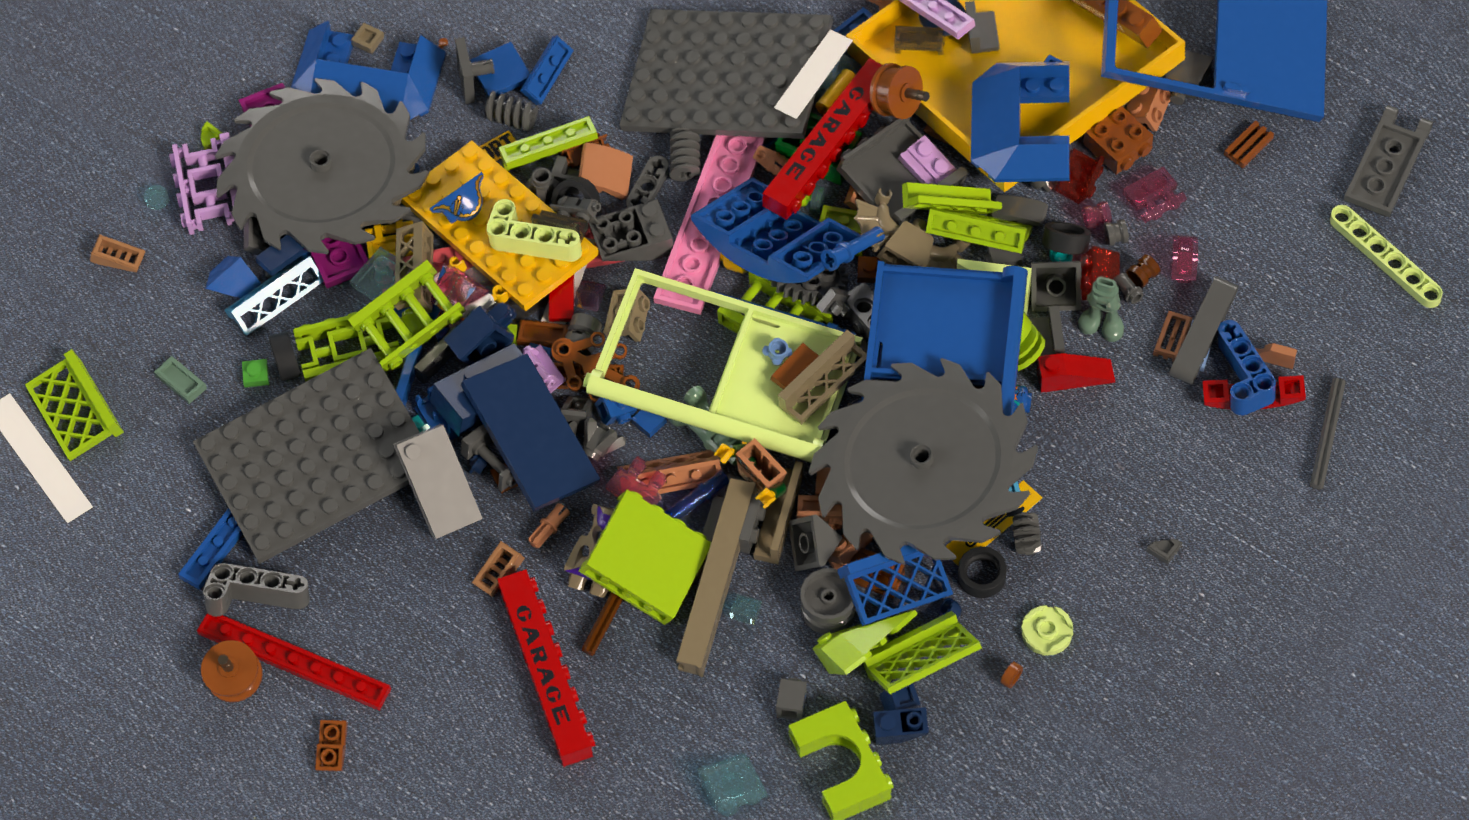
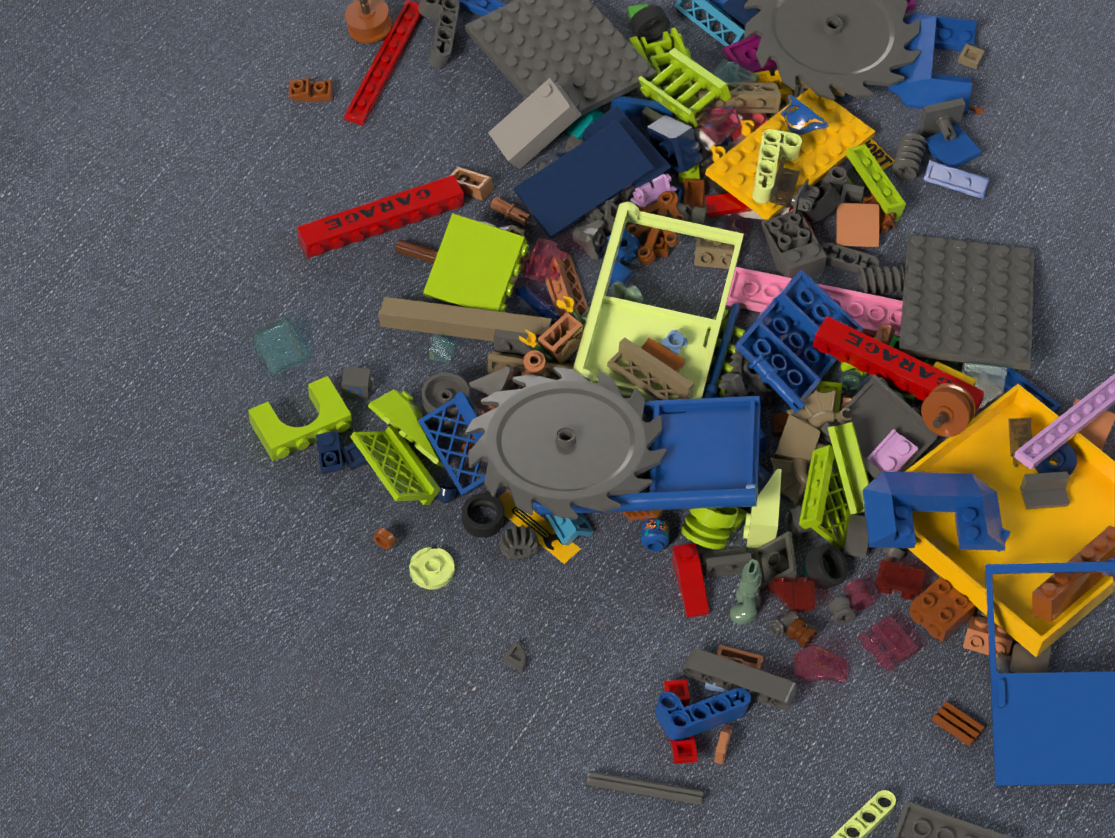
camera: 80 degrees right, 5 degrees down
(799, 494) = (534, 369): none -> nougat brick
(813, 74) = (962, 351): white sticker -> none

